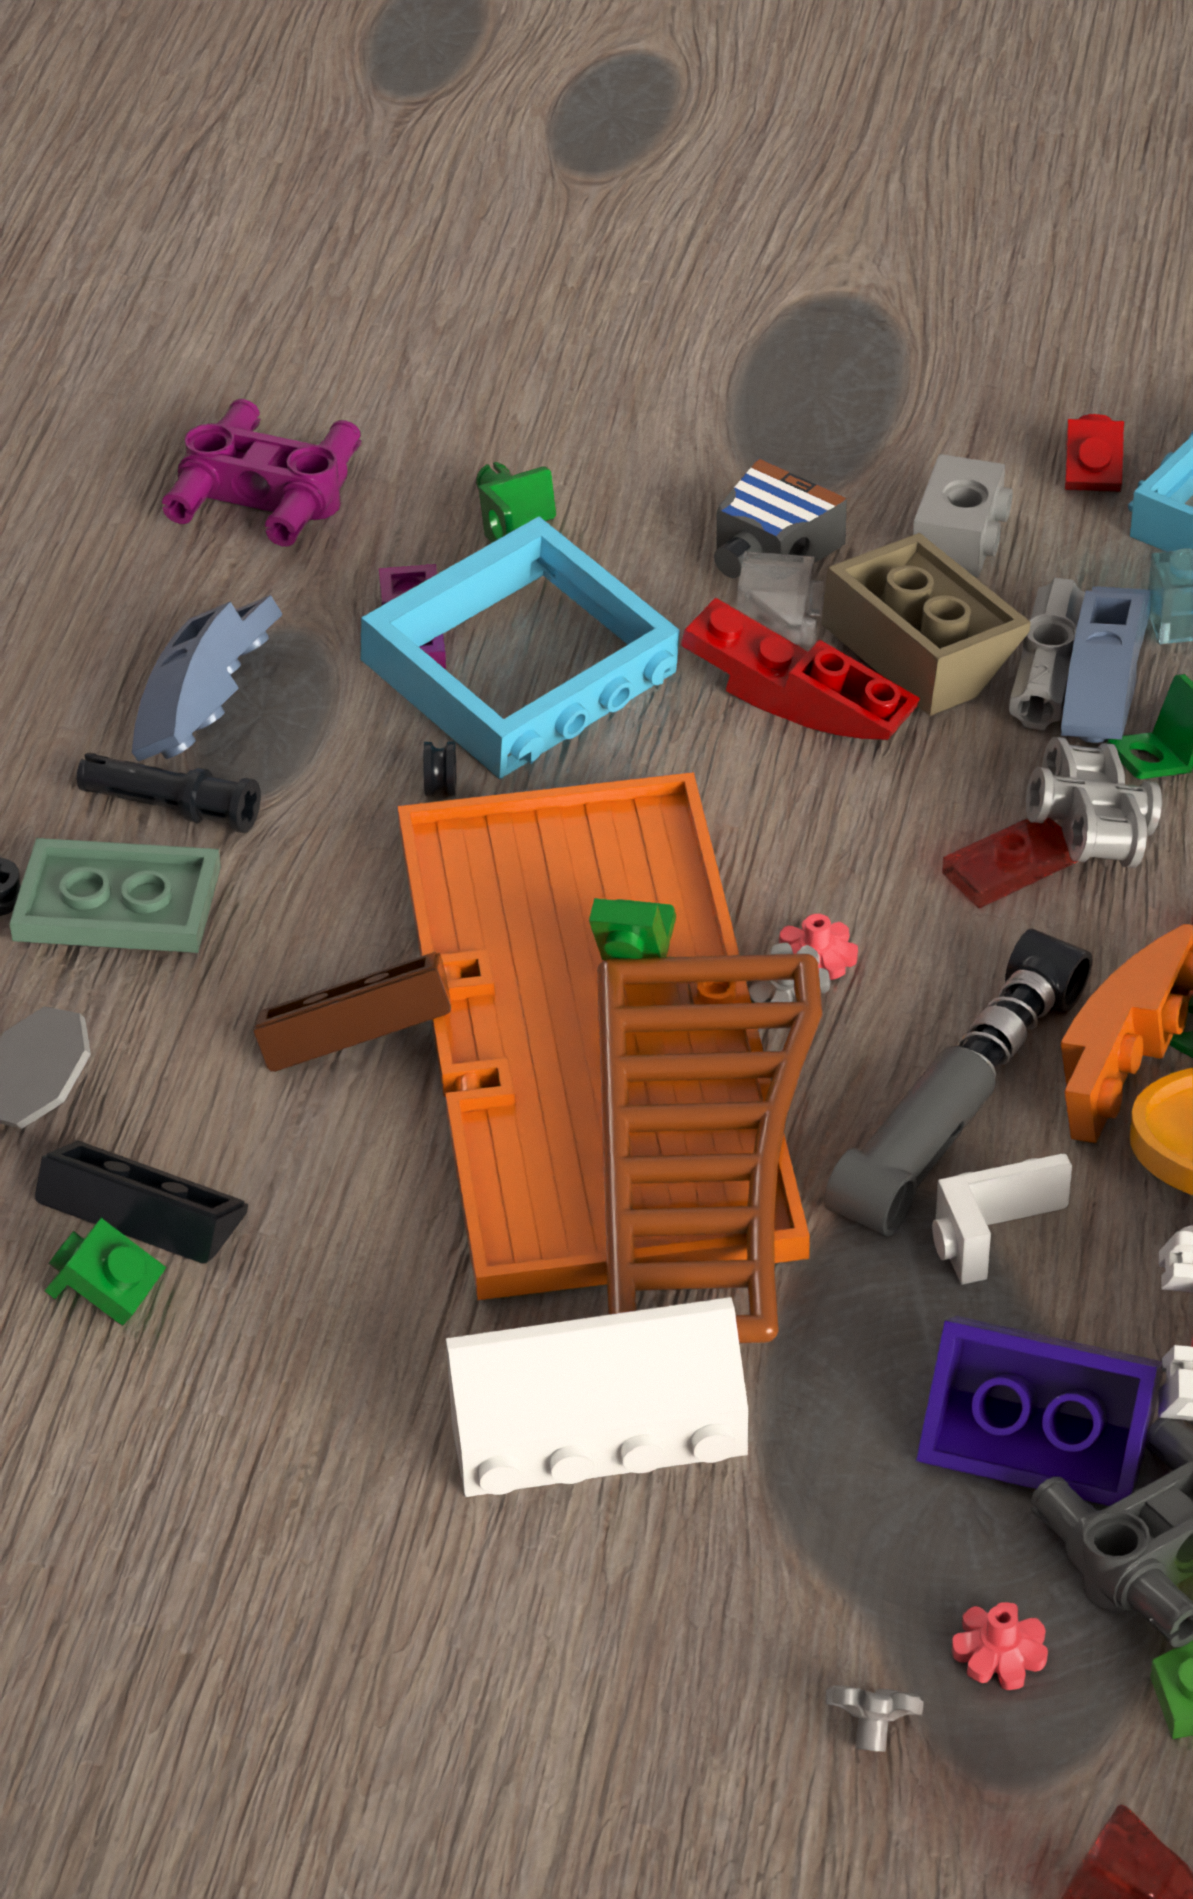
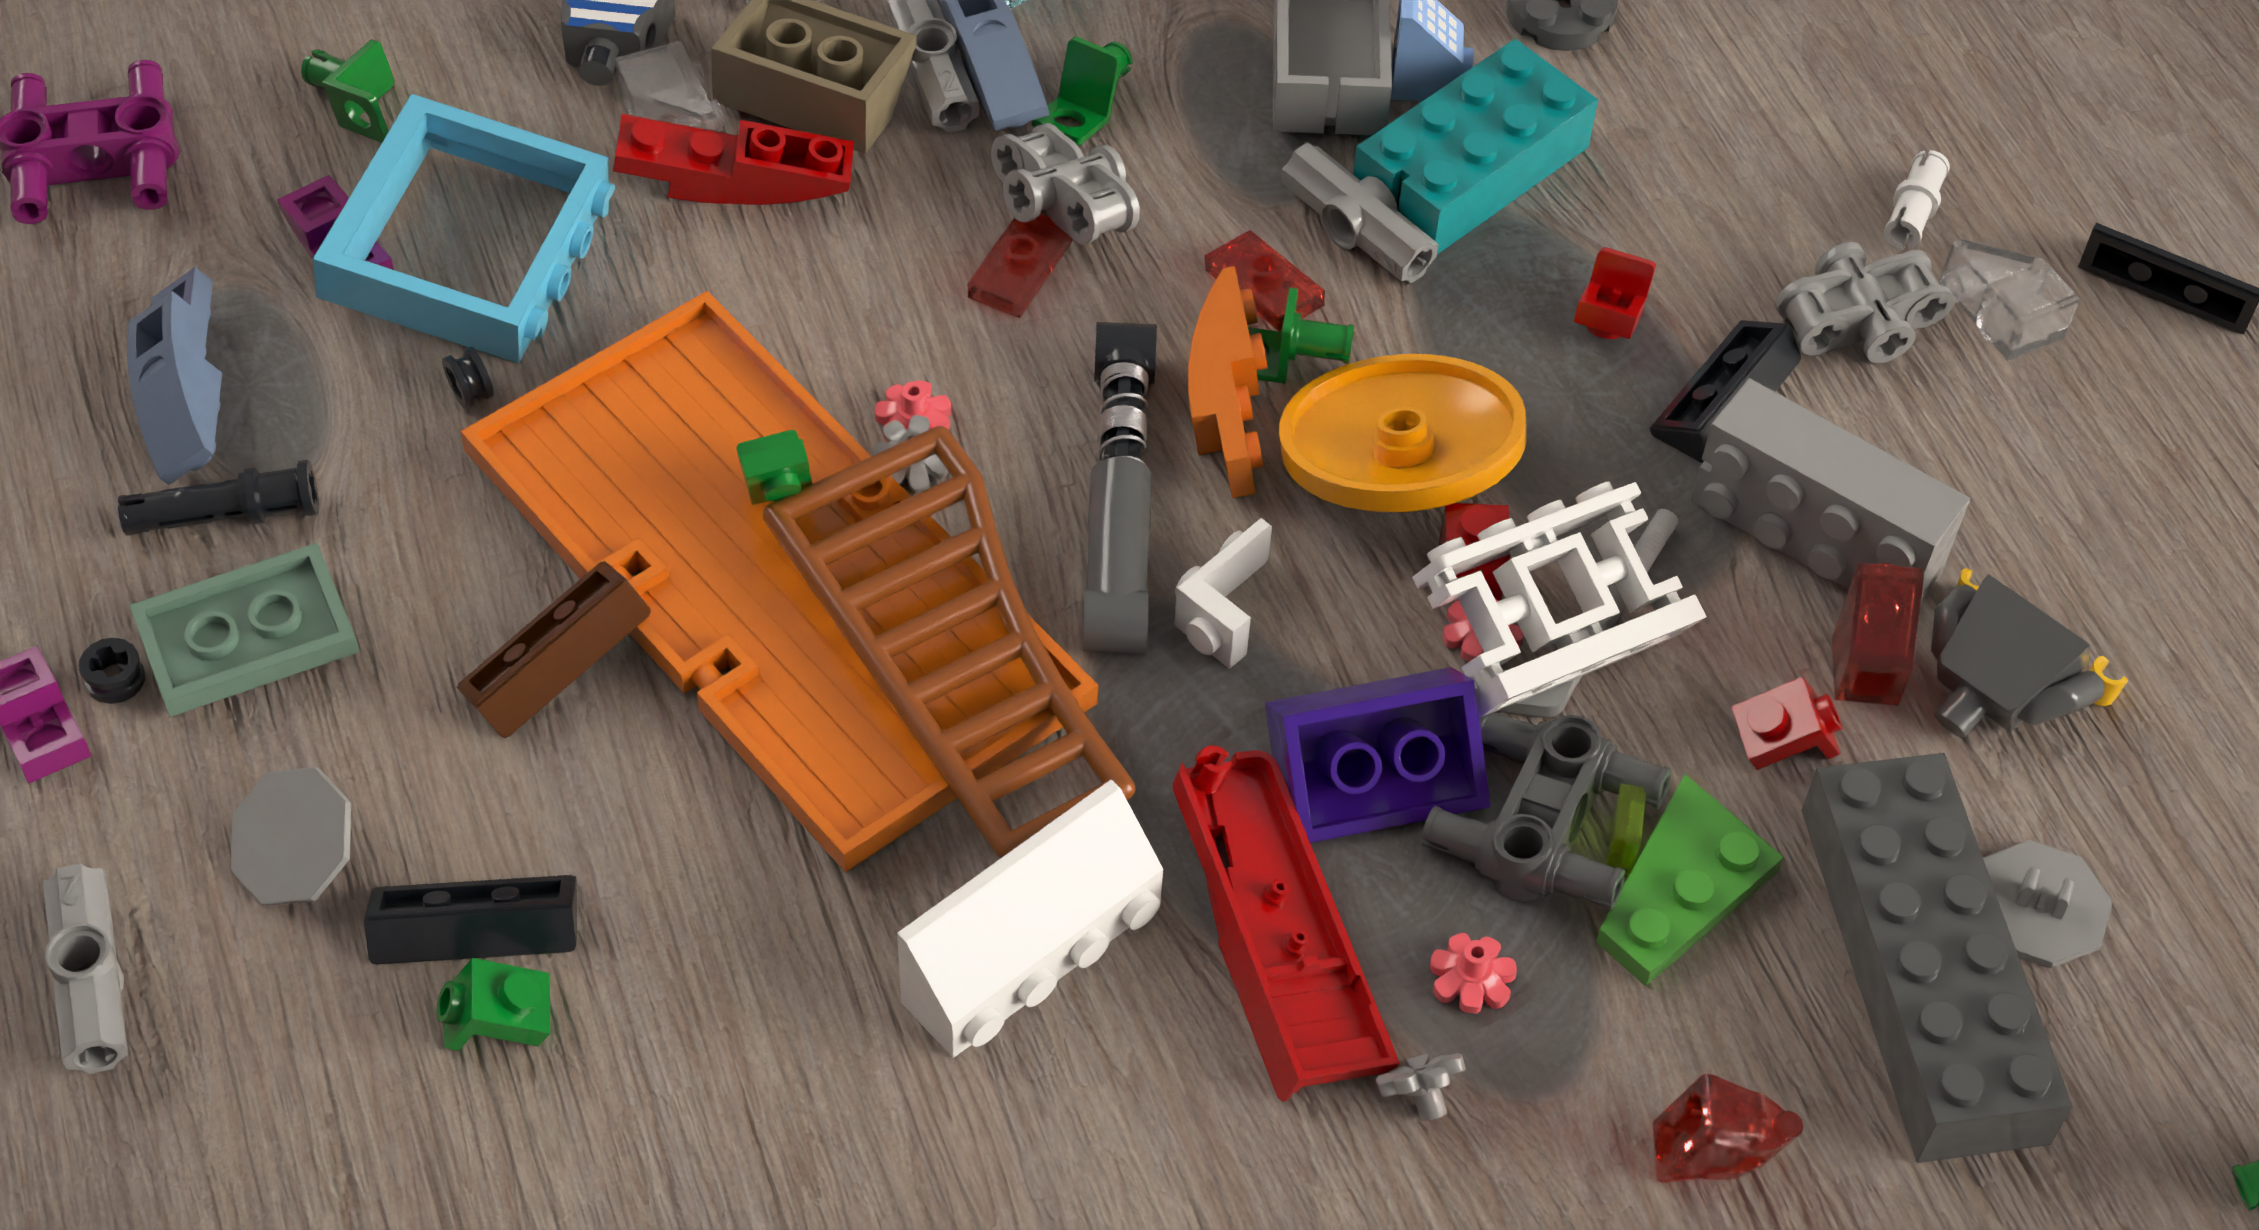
camera: 35 degrees left, 10 degrees up
(840, 1512) = (1280, 925): none -> red piece

